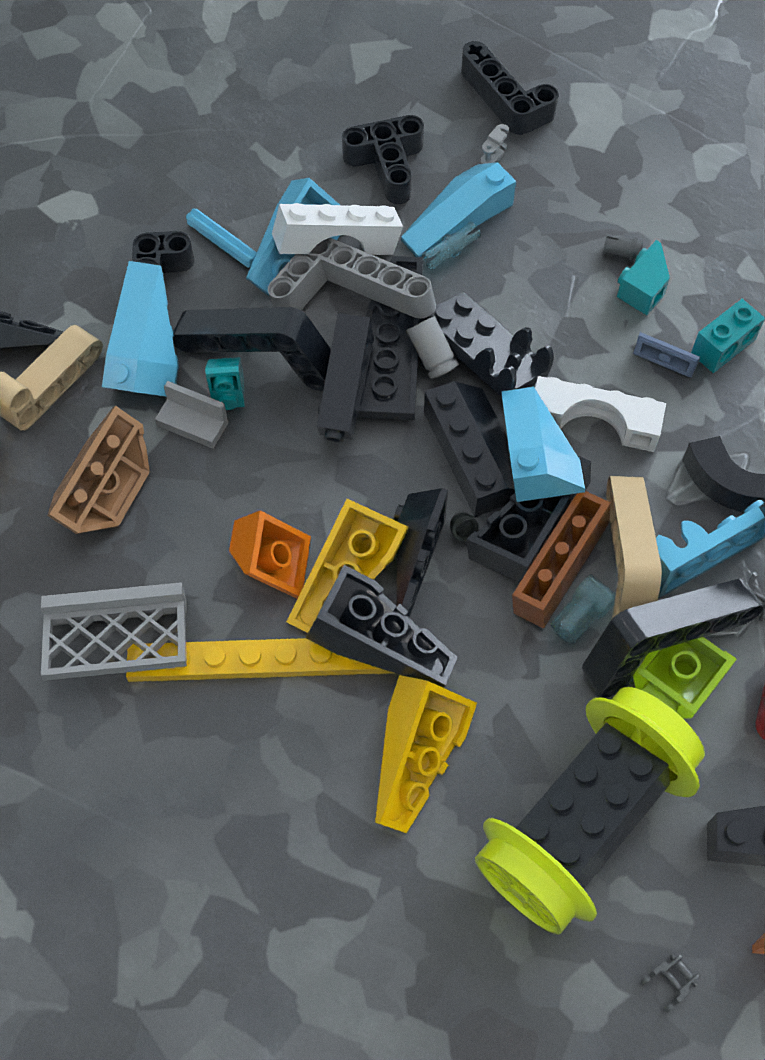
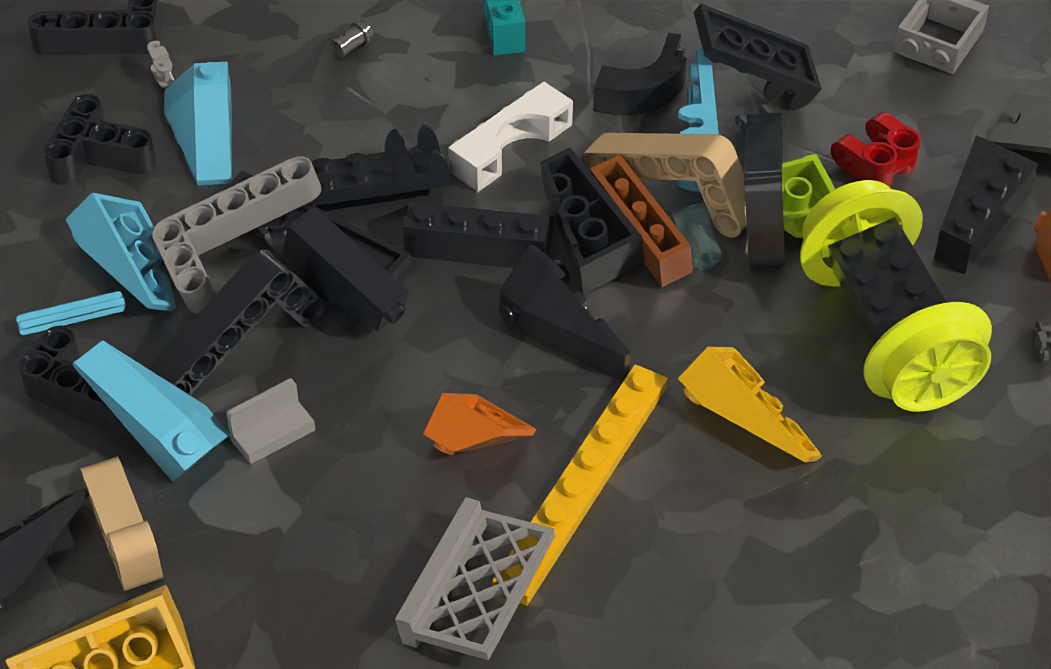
camera: 60 degrees left, 15 degrees down
(103, 476) = (281, 517): medium nougat wedge -> none
(226, 381) = (257, 368): teal slope -> none
(303, 226) = (148, 218): white arch -> none
(358, 540) = (532, 365): yellow wedge -> none
(371, 629) = (620, 376): black wedge -> none
(432, 347) = (354, 205): light grey piece -> none
(451, 245) = (244, 146): clear light blue pin -> none
(539, 451) = (531, 177): medium azure wedge -> none
(646, 280) = (401, 38): teal slope -> none
(666, 355) = (486, 65): sand blue slope -> none

